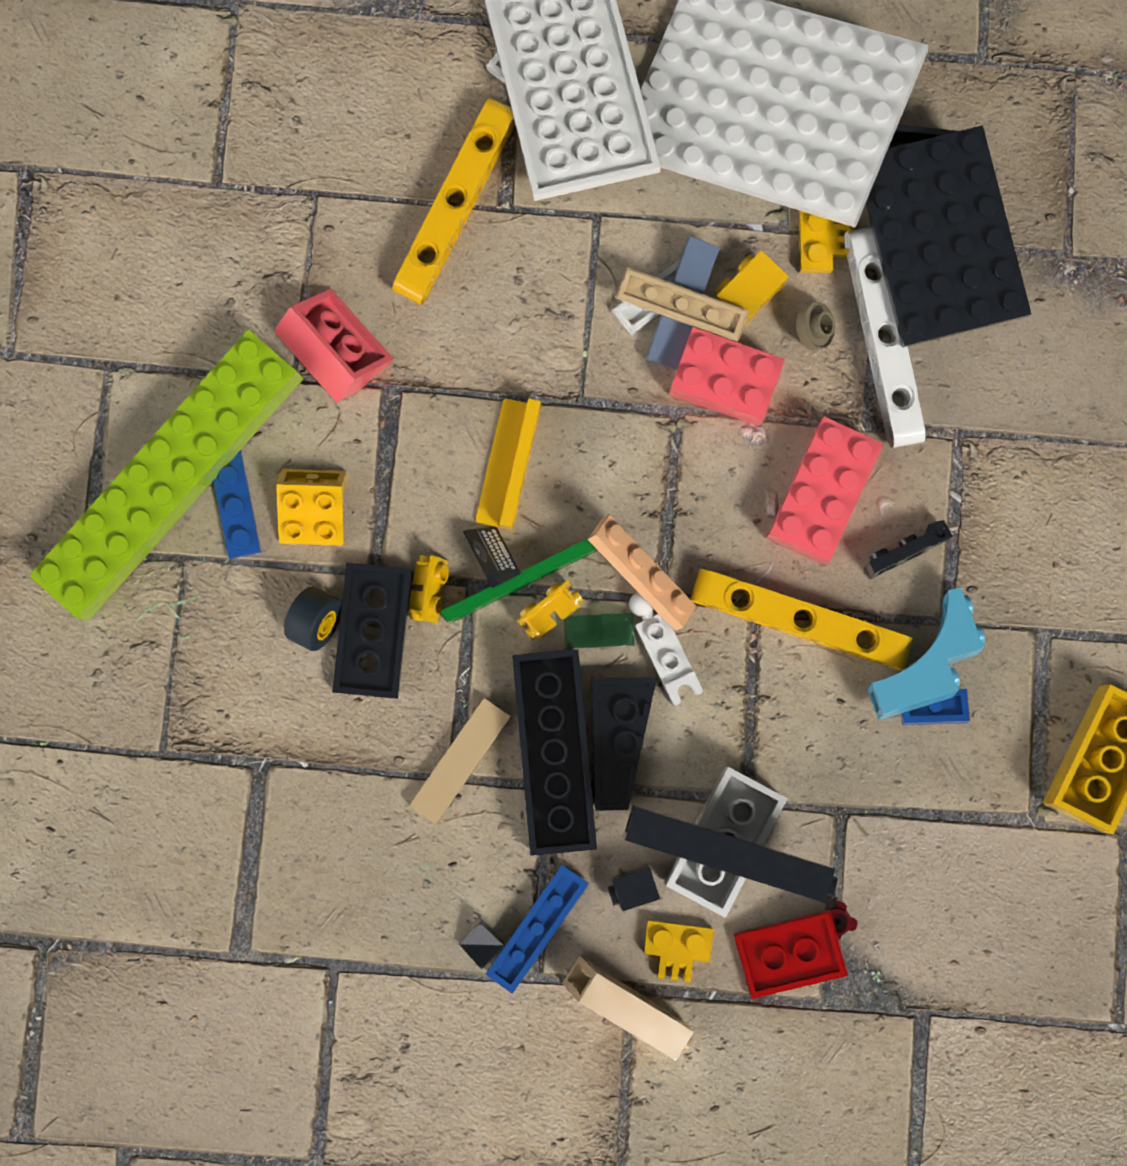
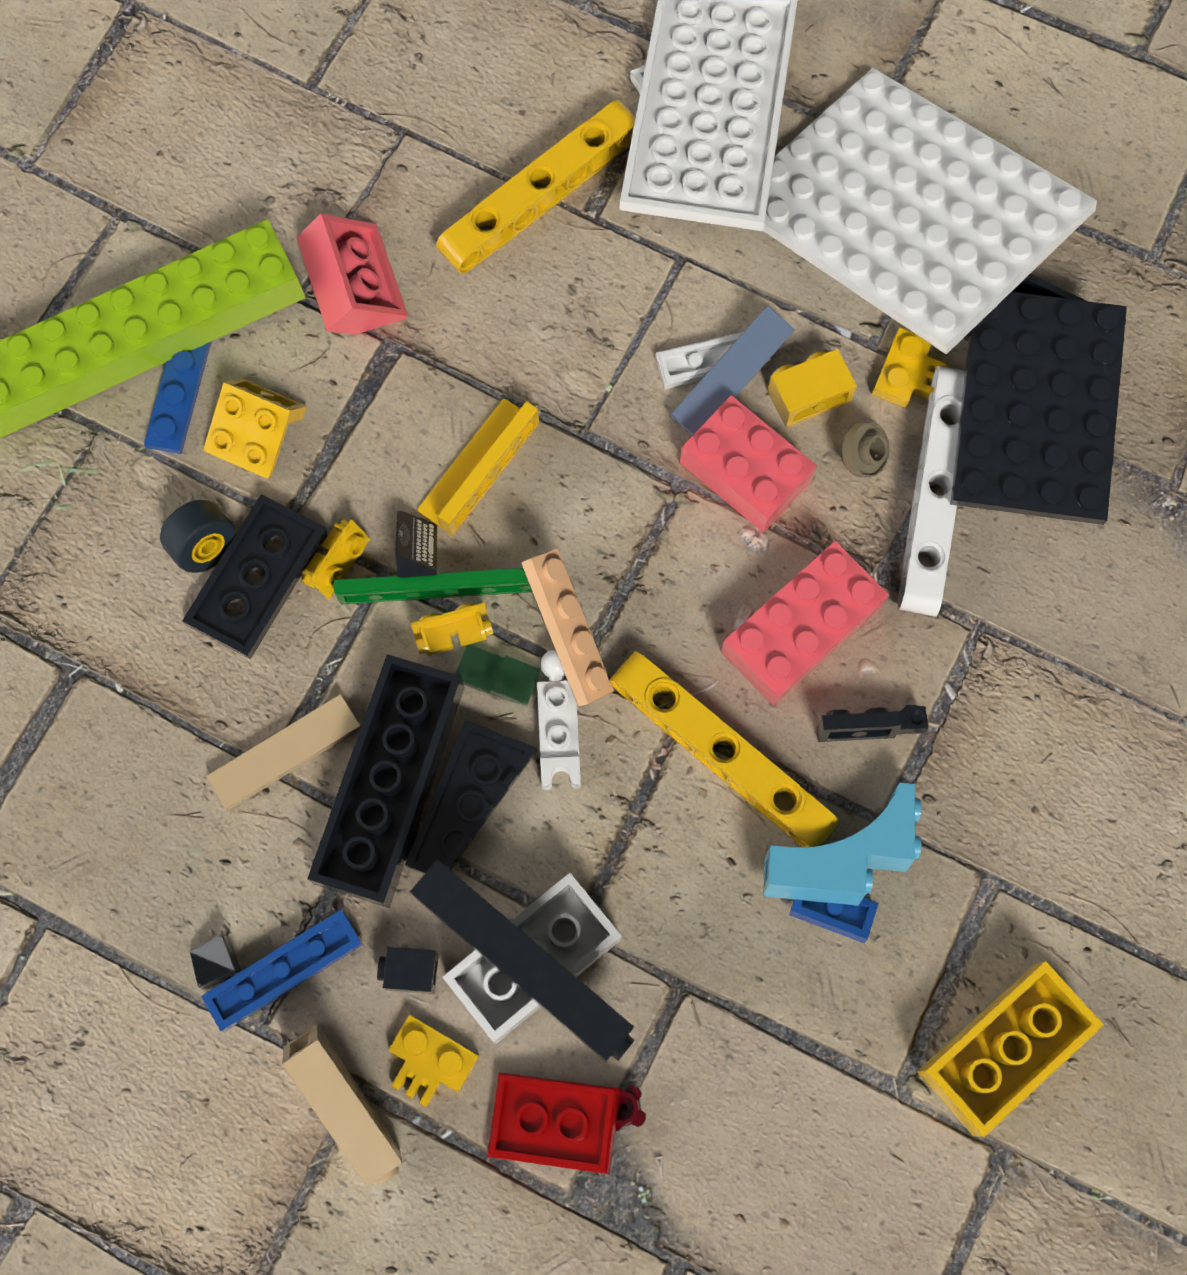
camera: 25 degrees right, 10 degrees down
(682, 304) = (730, 370): tan tile -> none

